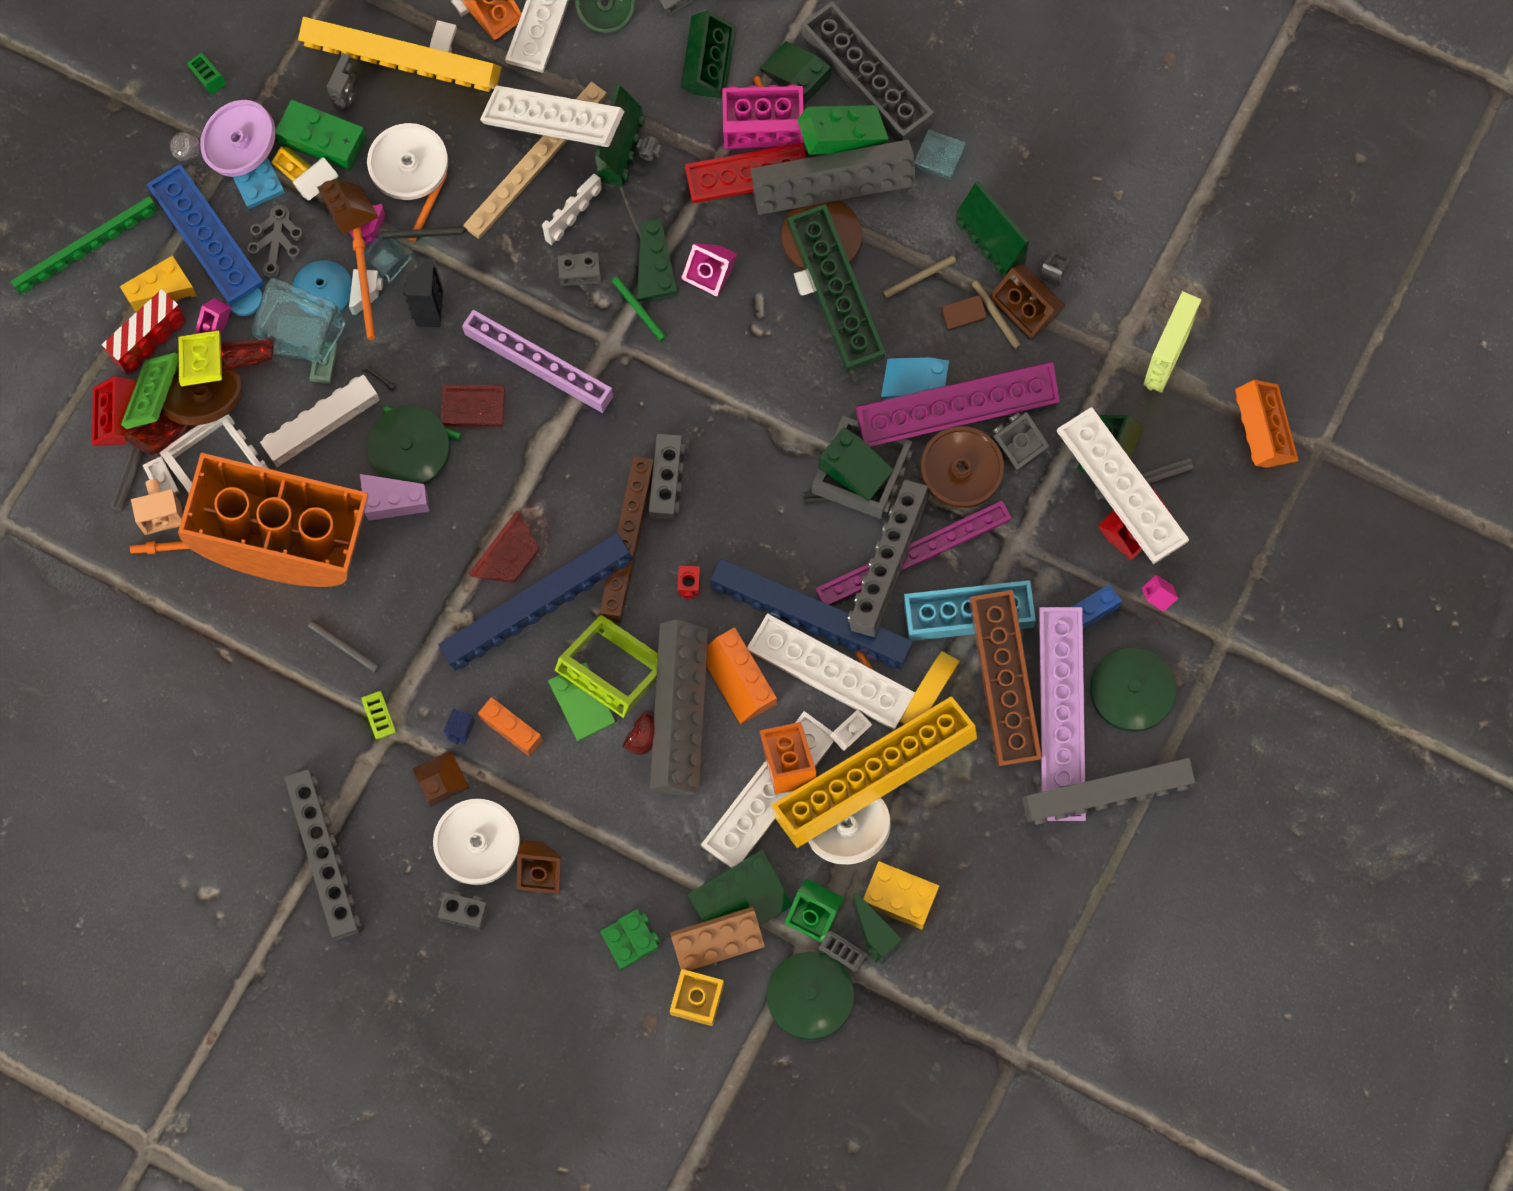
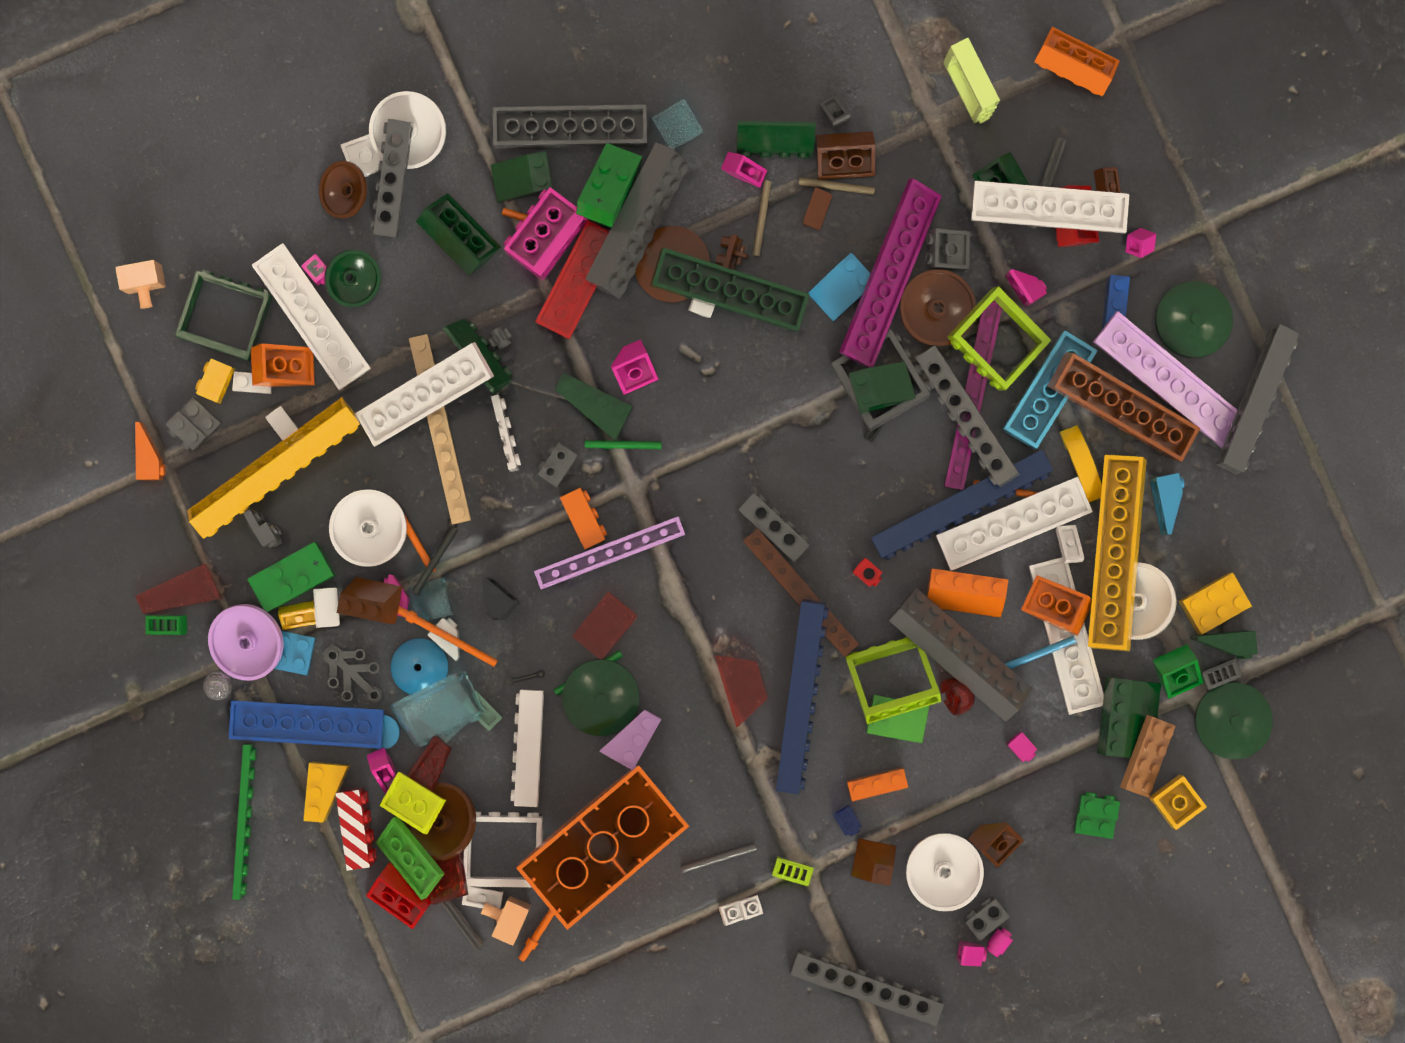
camera: 55 degrees left, 15 degrees up
(244, 64) = (183, 590): none -> clear red wing
(311, 698) = (740, 910): none -> white slope
(420, 919) = (971, 954): none -> dark pink slope
(450, 939) = (999, 942): none -> dark pink brick
(551, 319) = (583, 518): none -> orange brick
(640, 826) = (1022, 747): none -> dark pink brick
(736, 778) = (1041, 652): none -> dark azure bar
(870, 273) = (734, 253): none -> reddish brown hips
(947, 231) = (744, 169): none -> dark pink slope
(958, 780) = (1167, 497): none -> dark azure slope
(1010, 535) = (1019, 317): none -> lime window
(1042, 526) = (1026, 287): none -> dark pink slope
(1192, 527) = (1107, 180): none -> reddish brown slope

